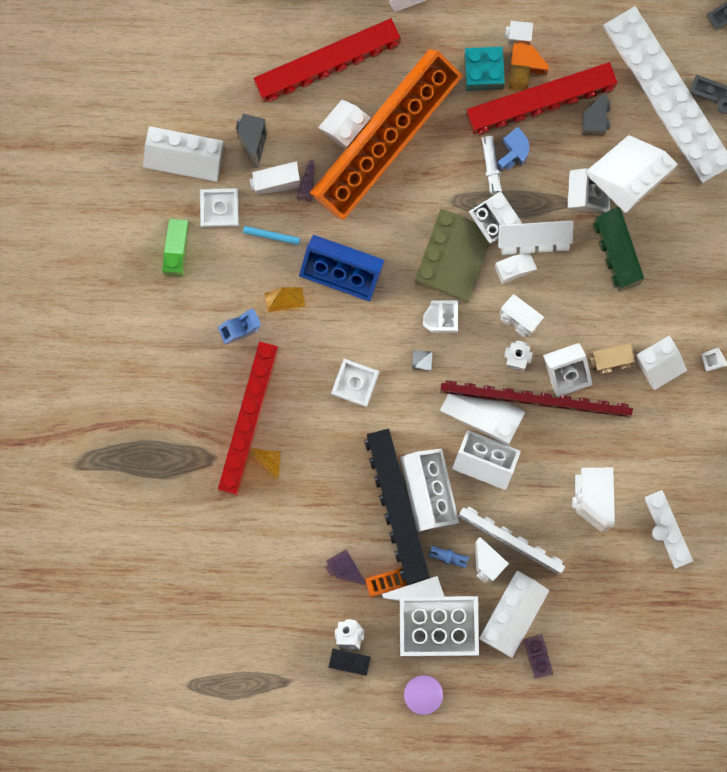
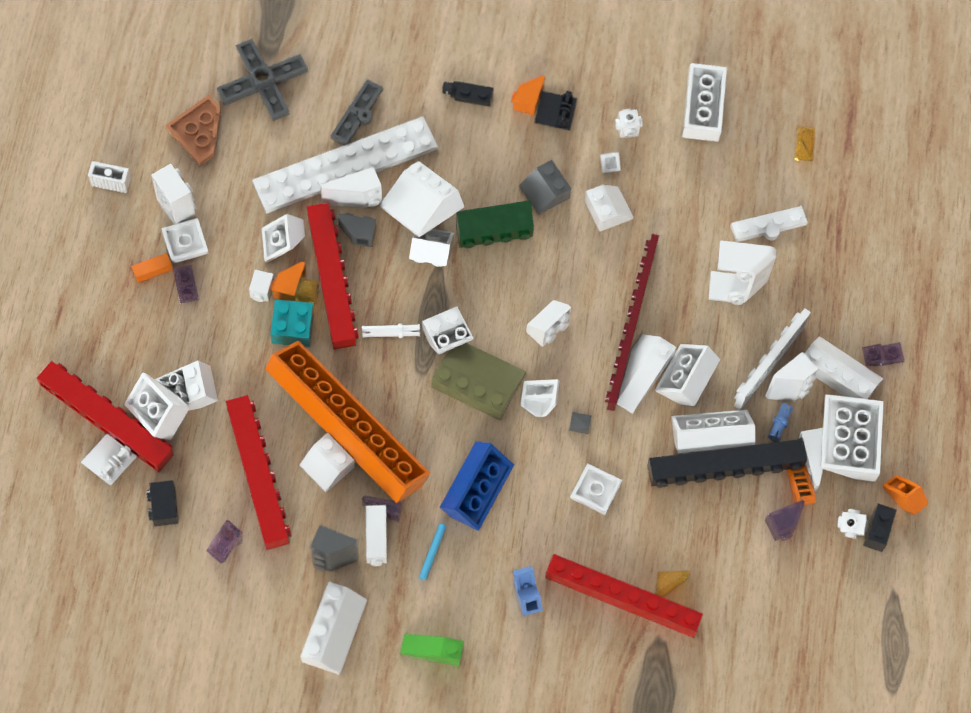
camera: 90 degrees left, 15 degrees down
(219, 208) = (395, 600): white tile -> none
(252, 42) = (225, 541): none -> clear purple slope
(284, 298) = (501, 547): clear yellow slope -> none
(388, 686) = (906, 494): none -> orange slope
(423, 695) = (915, 464): lavender dish -> none
(515, 267) = (498, 324): white slope -> none
(515, 362) = (588, 330): white brick -> none
(518, 146) = (379, 302): medium blue brick -> none
(541, 235) = (472, 297): white windscreen -> none
(568, 369) = (605, 288): white slope -> none
(575, 45) = (282, 236): none -> white slope
(612, 358) = (599, 247): tan brick -> none
(636, 109) = (354, 190): none -> white slope
(671, 296) = (546, 187): none -> dark grey slope

